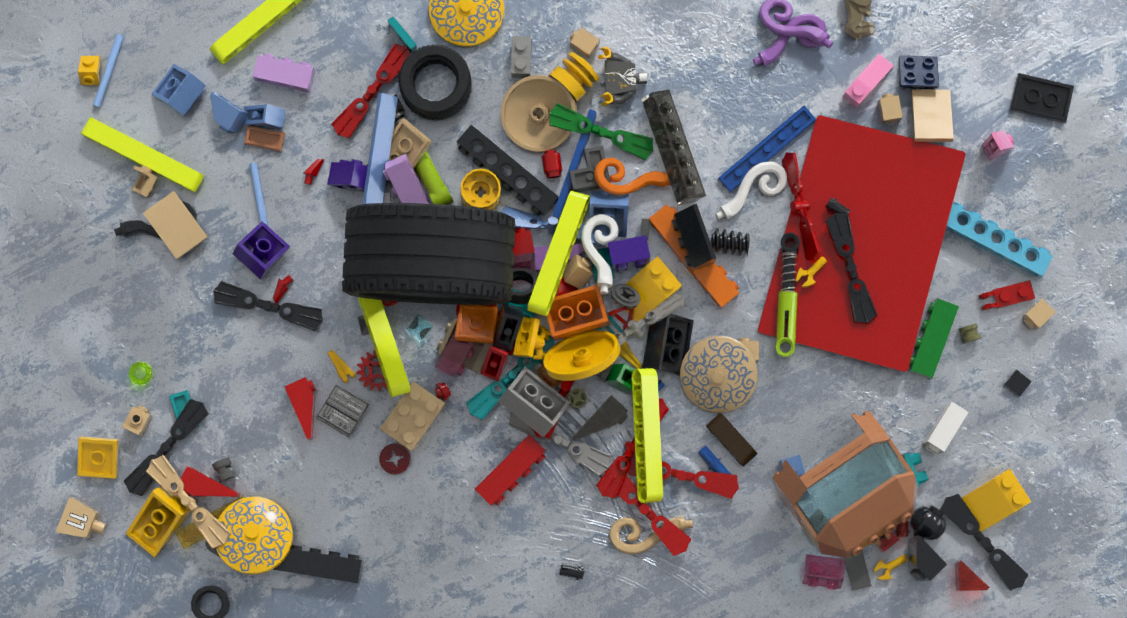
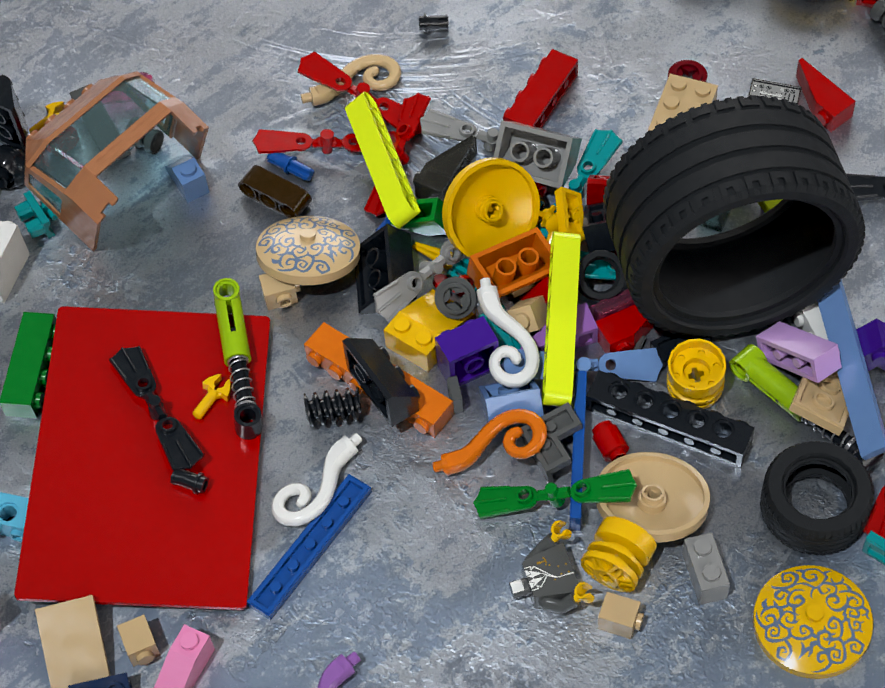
camera: 165 degrees right, 25 degrees down
(673, 147) = (401, 456): clear smoke brick -> none
(808, 236) = (244, 473): red piece -> none

